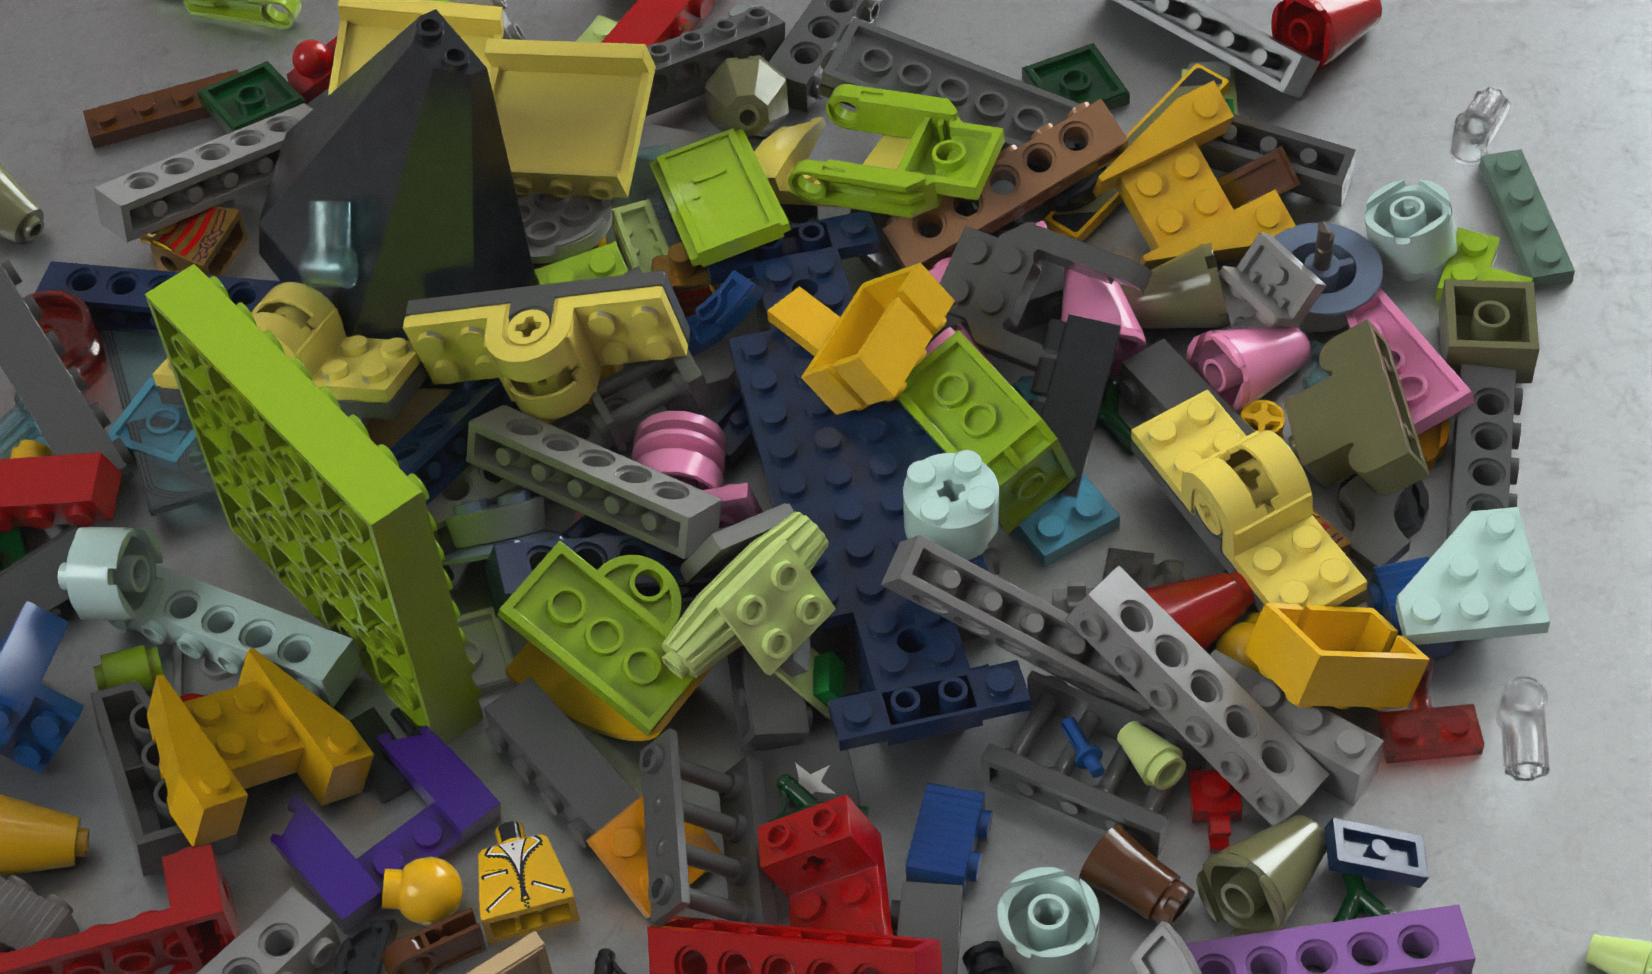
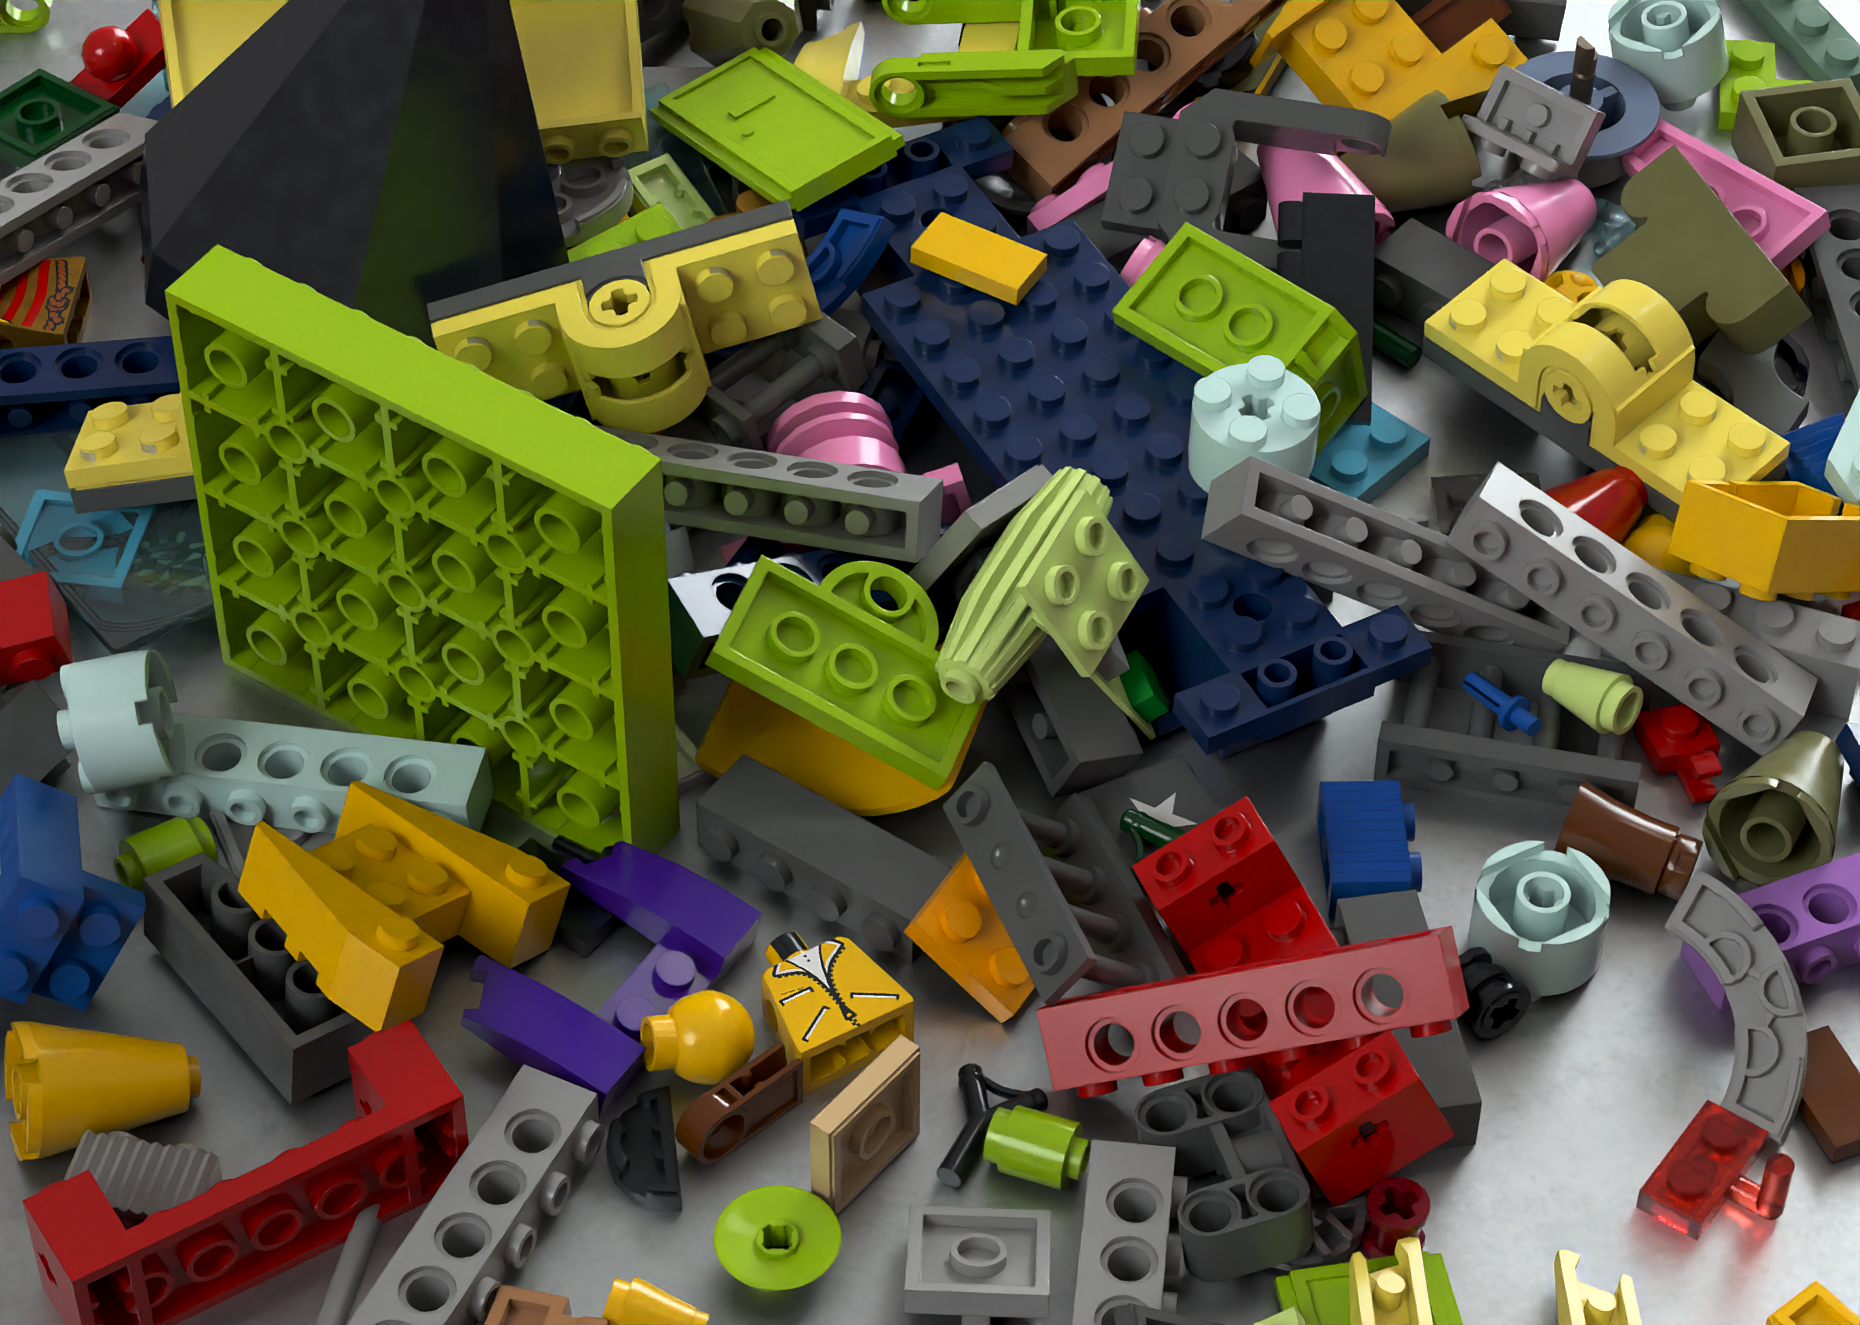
camera: 20 degrees left, 5 degrees down
(329, 257) = (295, 237): clear light blue piece -> none
(879, 340) = (1086, 250): yellow piece -> none

